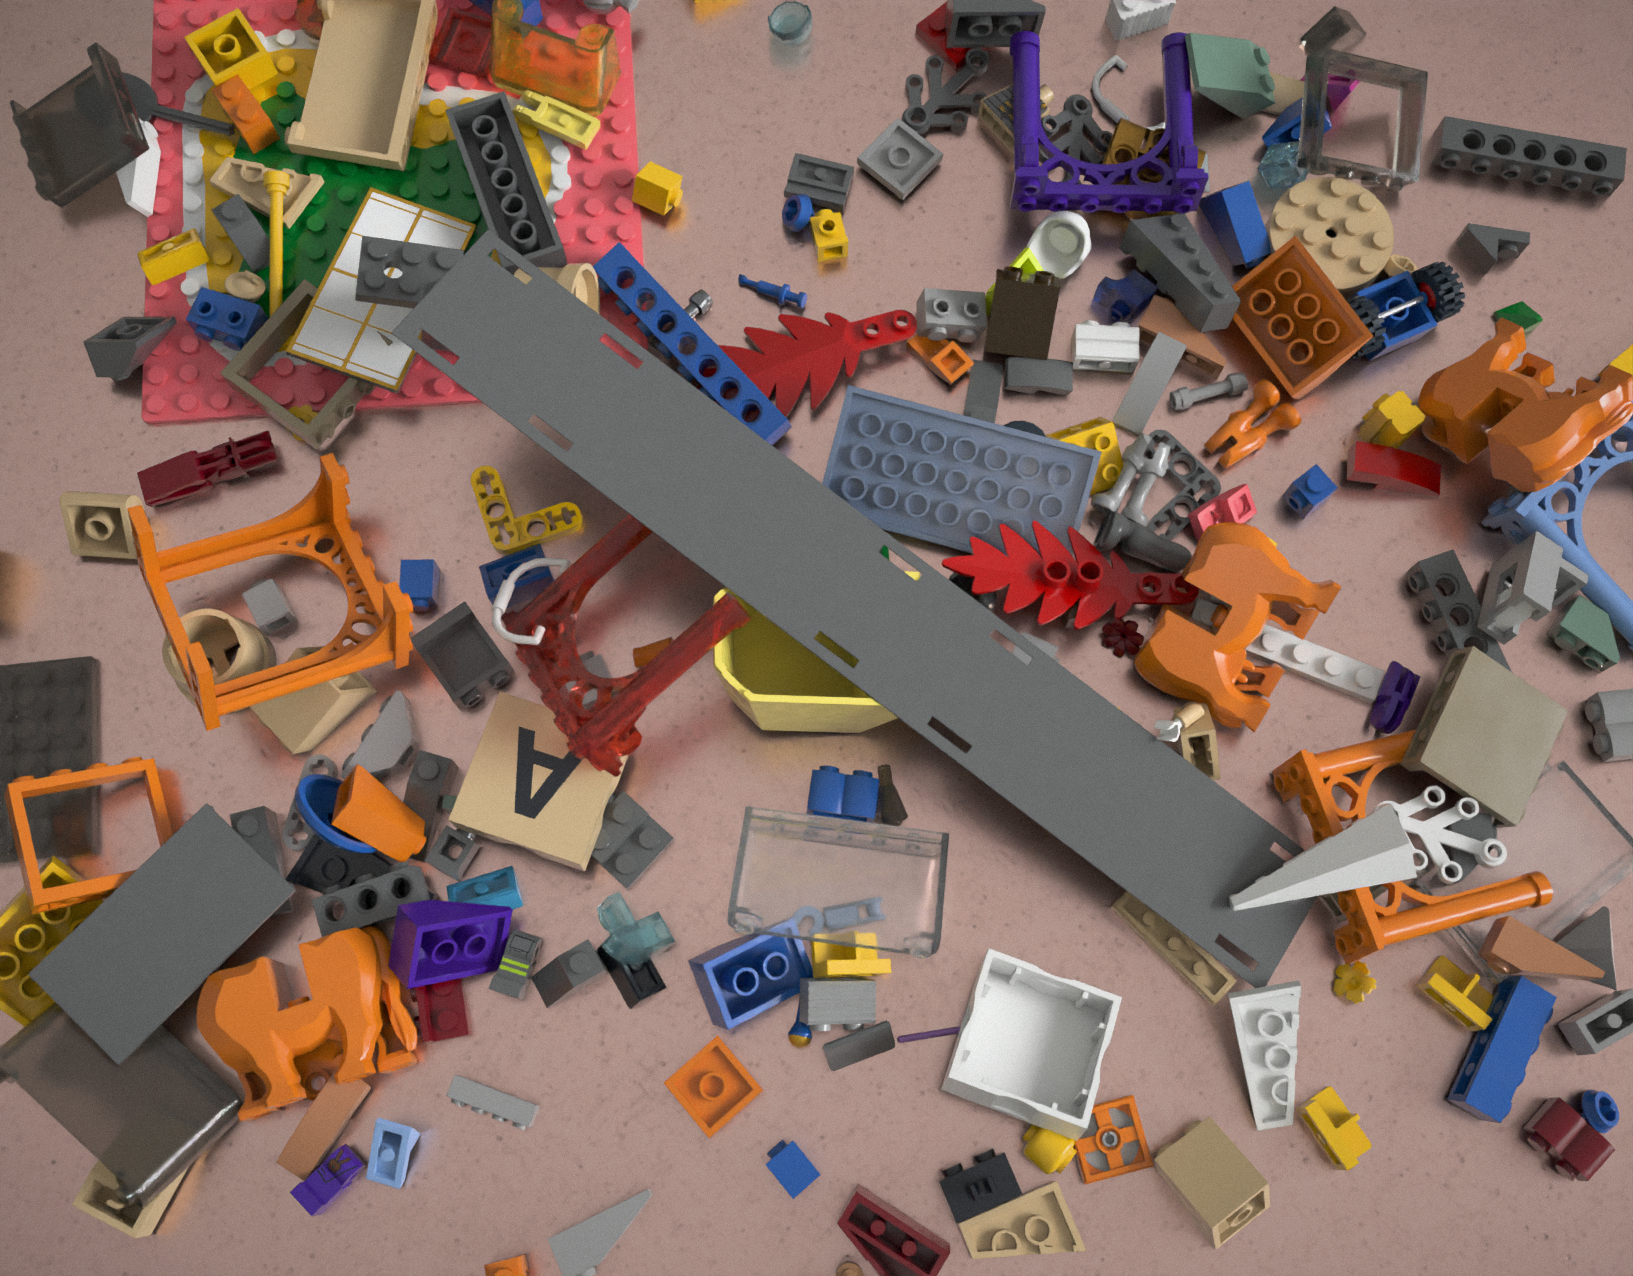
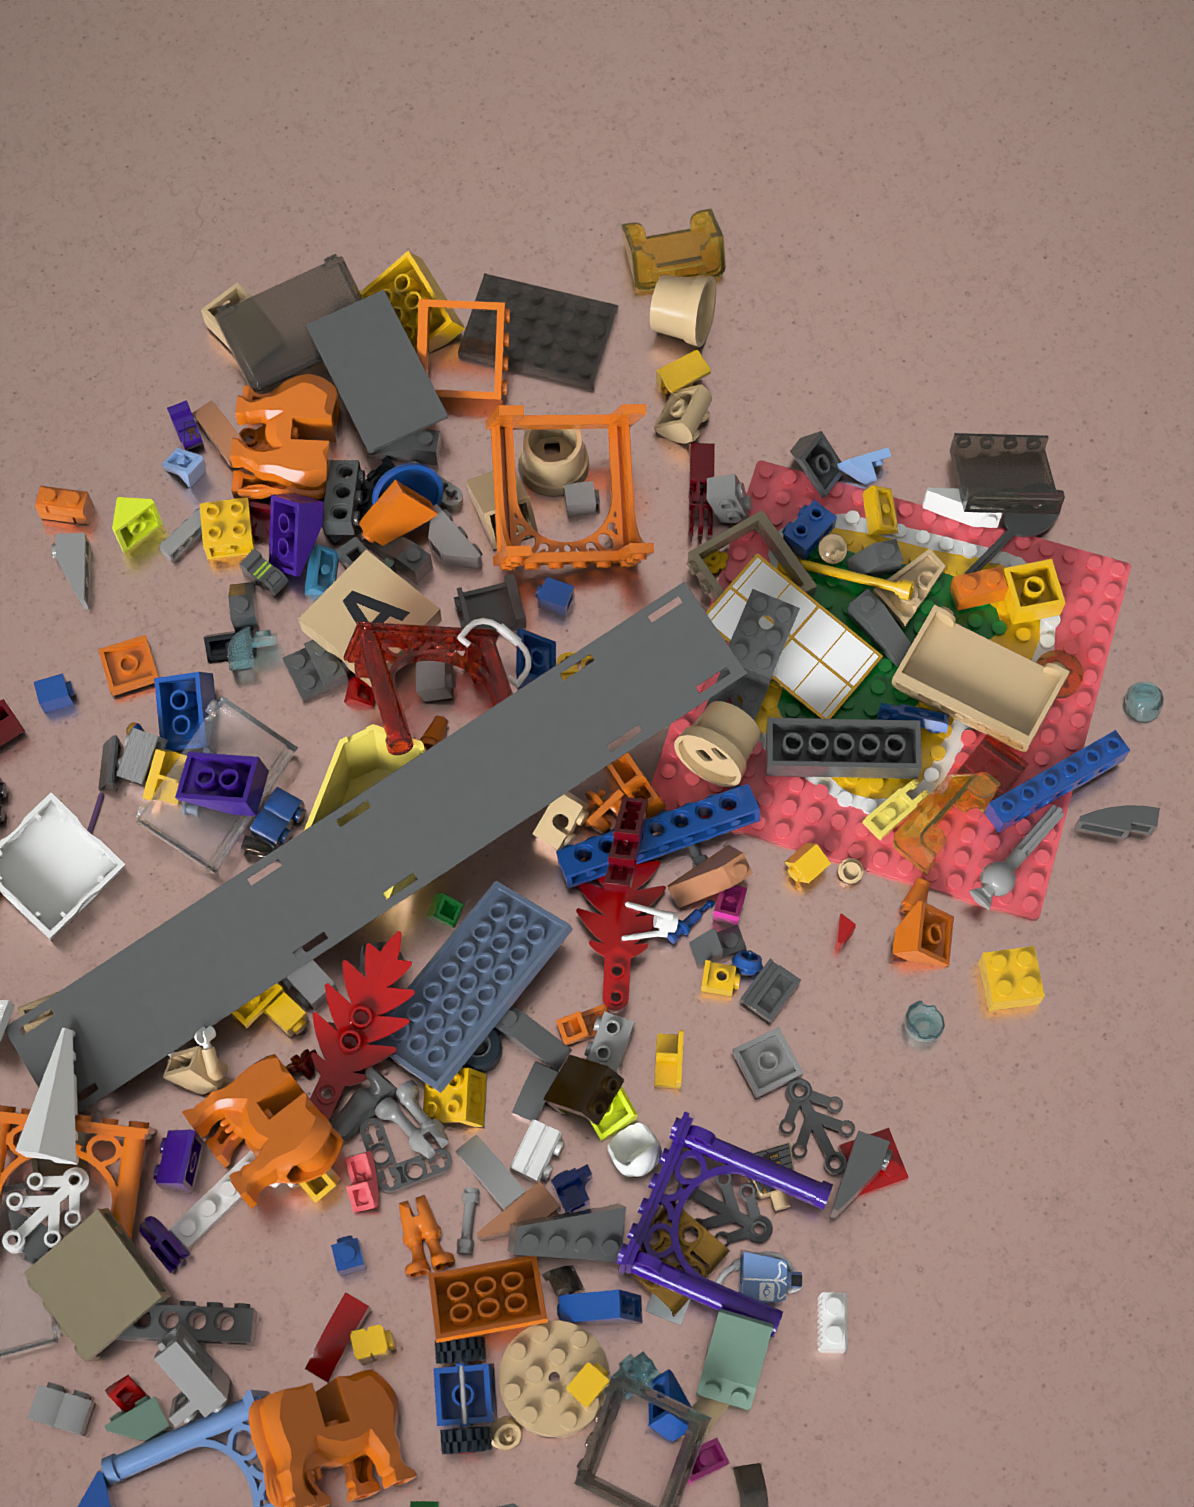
camera: 115 degrees right, 5 degrees down
(41, 545) = (682, 372): none -> yellow panel
(114, 292) = (863, 466): none -> light blue slope
(215, 419) = (728, 498): none -> light grey brick
(331, 205) = (879, 626): none -> dark grey slope
(436, 132) = (930, 720): none -> blue hinge
(467, 1042) = (226, 528): none -> yellow bracket
(503, 1177) = (134, 520): none -> neon yellow slope
(637, 773) = (359, 693): none -> red slope
(646, 147) = (850, 870): none -> tan plate
(652, 72) = (917, 893): none -> orange cone
(696, 52) = (924, 935): none -> orange slope
(712, 275) = (711, 876): none -> nougat slope
(722, 131) = (844, 931): none -> red slope
(733, 359) = (626, 844): none -> dark red slope
(739, 249) = (729, 905): none -> dark pink slope
(790, 253) = (717, 945): none -> dark grey slope
(792, 305) = (663, 920): none -> white plant
(838, 869) = (223, 782): none -> dark purple slope
(940, 252) = (669, 1060): none -> yellow panel
(1084, 664) = (287, 1015): none -> yellow brick
(1129, 83) = (766, 1277): none -> medium blue torso
(1231, 263) = (564, 1280): none -> clear smoke slope
(1303, 718) = (179, 1160): none -> dark purple slope
(1330, 185) = (588, 1384): none -> yellow brick
(1564, 669) = (125, 1393): none -> red slope

